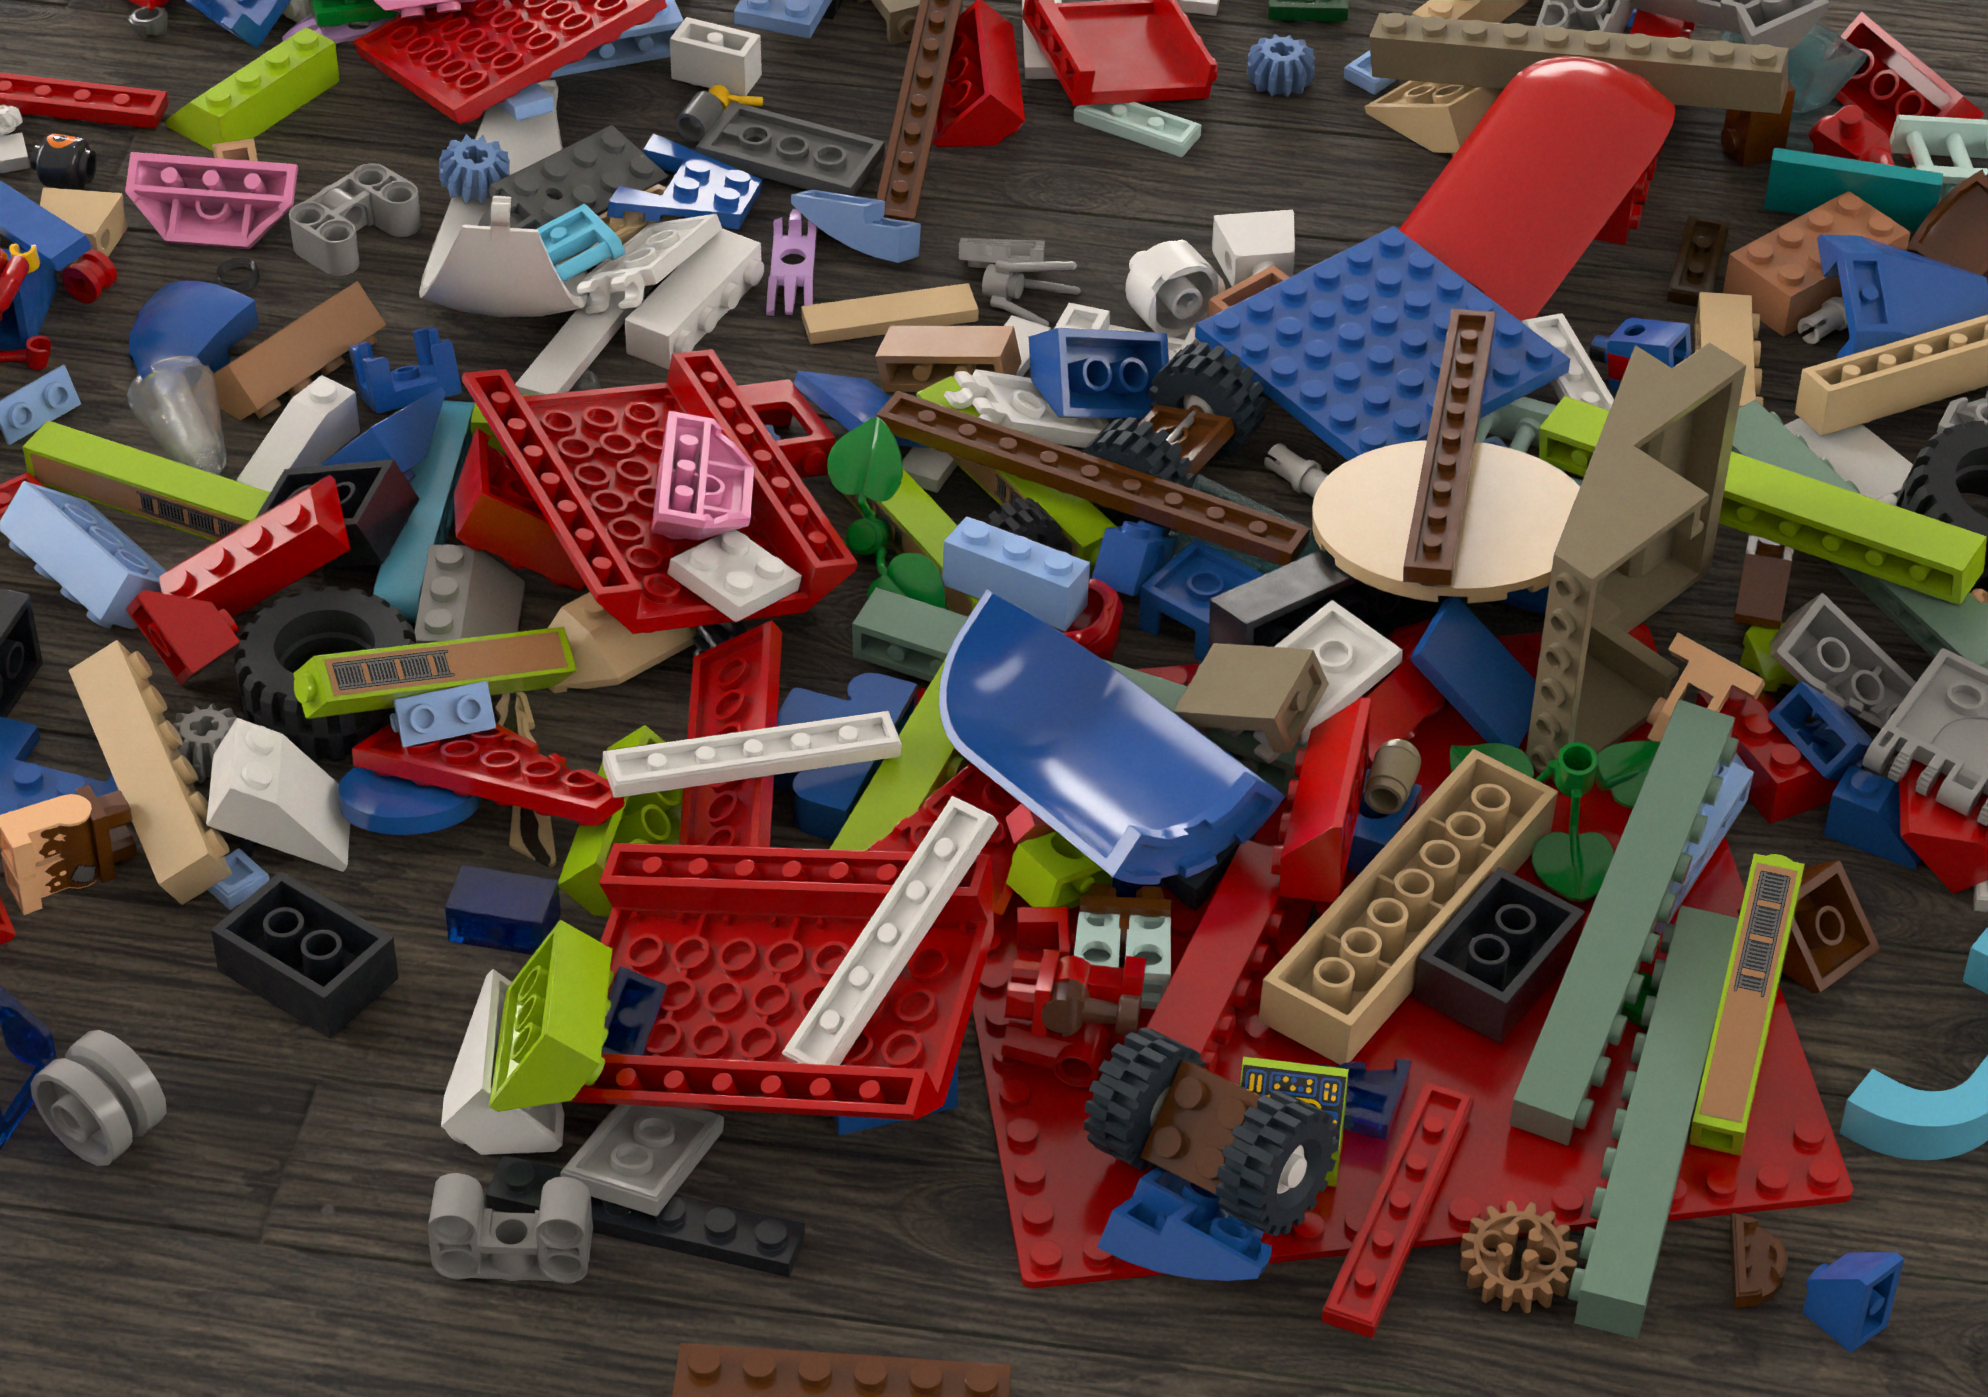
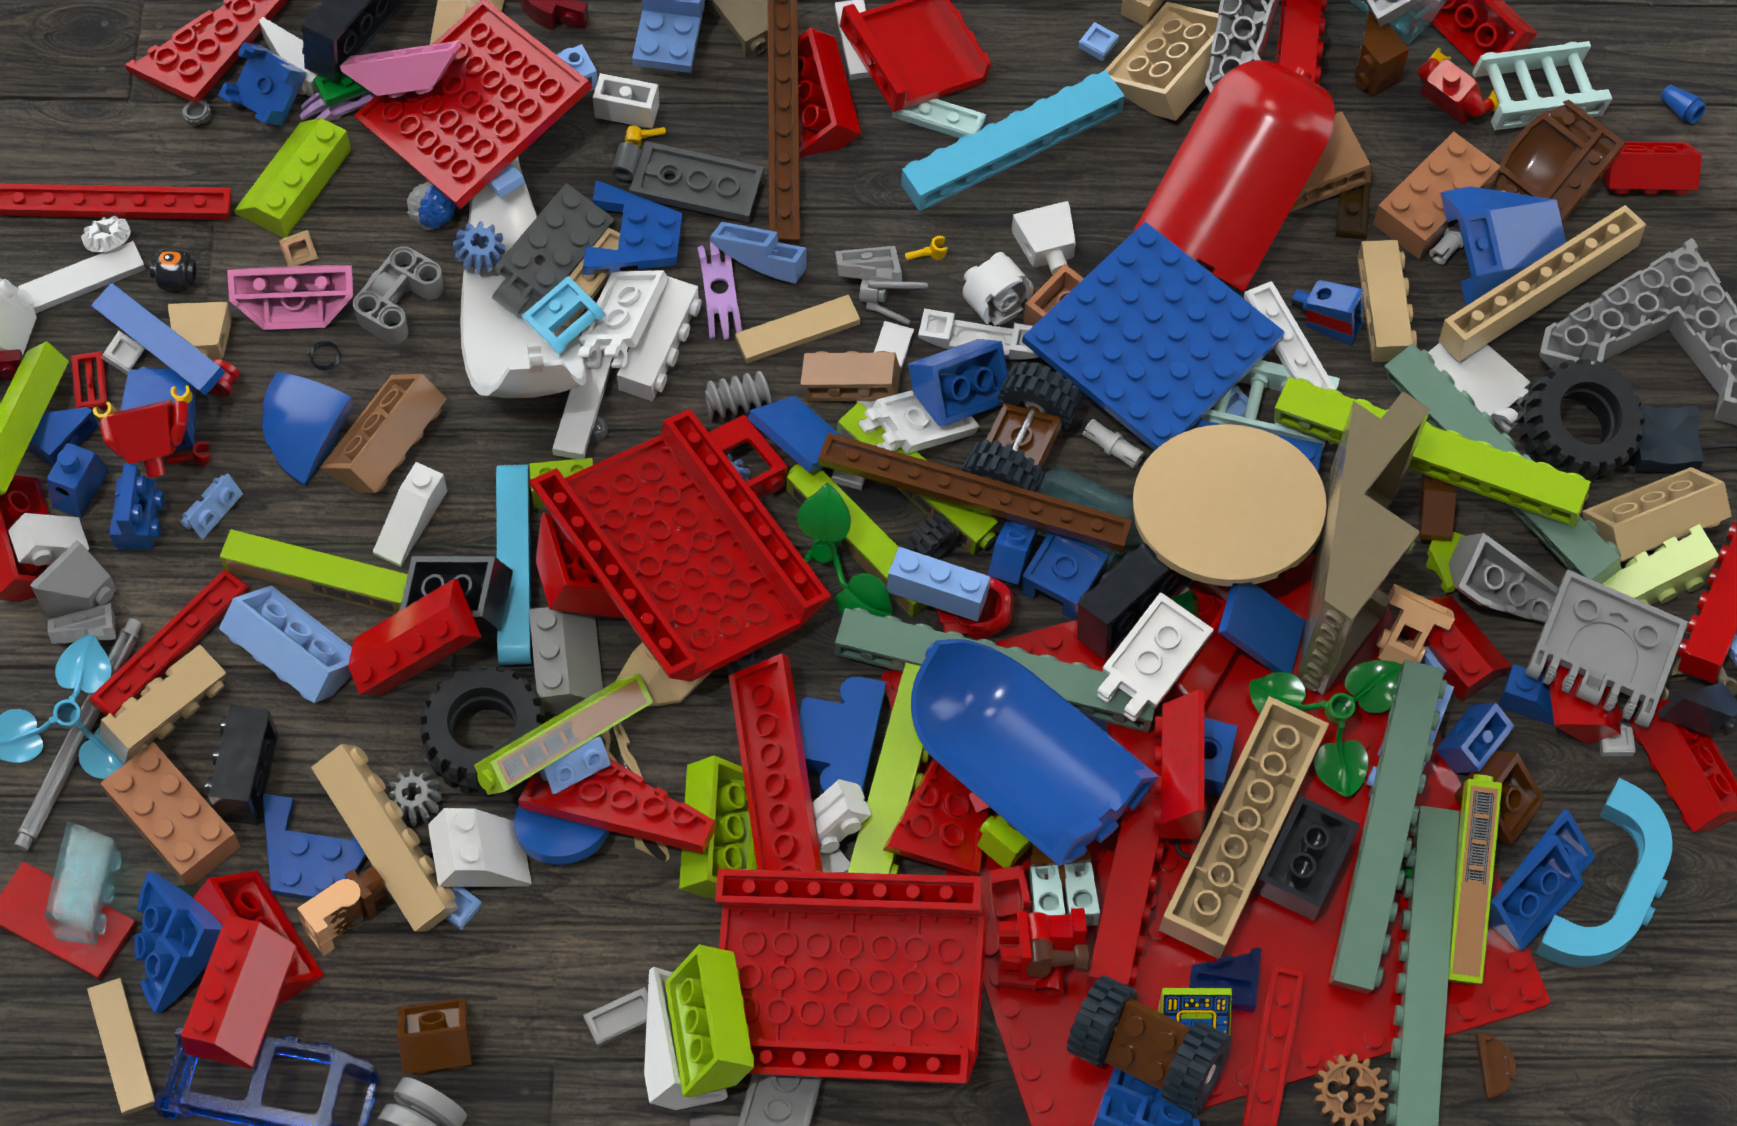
camera: 10 degrees left, 20 degrees up
(153, 1017) = (434, 1036): none -> reddish brown slope
(182, 412) = (326, 510): clear cone -> none
(183, 631) = (385, 718): red slope -> none
(305, 954) = (526, 973): black brick -> none
(396, 389) = (475, 451): blue panel -> none
(399, 437) = (478, 519): blue slope -> none
(423, 133) = (429, 207): none -> blue piece
(424, 1035) = (618, 1017): none -> light grey tile
(502, 909) = (646, 910): clear blue brick -> none
(632, 1012) = (757, 992): clear blue slope -> none
(700, 481) = (712, 548): bright pink wedge -> none
(734, 574) = (749, 618): white plate -> none
(751, 754) = (794, 778): white tile -> none
(784, 363) = (737, 394): none -> light grey piece
(810, 810) = (838, 814): none -> white brick
(891, 935) = (925, 943): white tile -> none
(1101, 255) = (933, 250): none -> yellow hand
(1230, 151) = (1012, 140): none -> medium azure brick
(1255, 692) = (1119, 681): dark tan panel -> none
(1281, 65) = (1034, 49): medium blue gear -> none
(1392, 776) = (1219, 728): dark tan piece -> none
(1449, 449) = (1221, 446): reddish brown plate -> none
(1494, 53) = (1226, 48): dark tan brick -> none
(1675, 217) = (1339, 167): none -> medium nougat arch
(1797, 835) = (1475, 737): none -> blue brick
(1808, 180) = (1441, 125): teal tile -> none
(1831, 740) = (1495, 640): blue torso -> none
(1853, 1296) = (1560, 1091): blue slope -> none
(1857, 1024) = (1541, 883): none -> blue slope

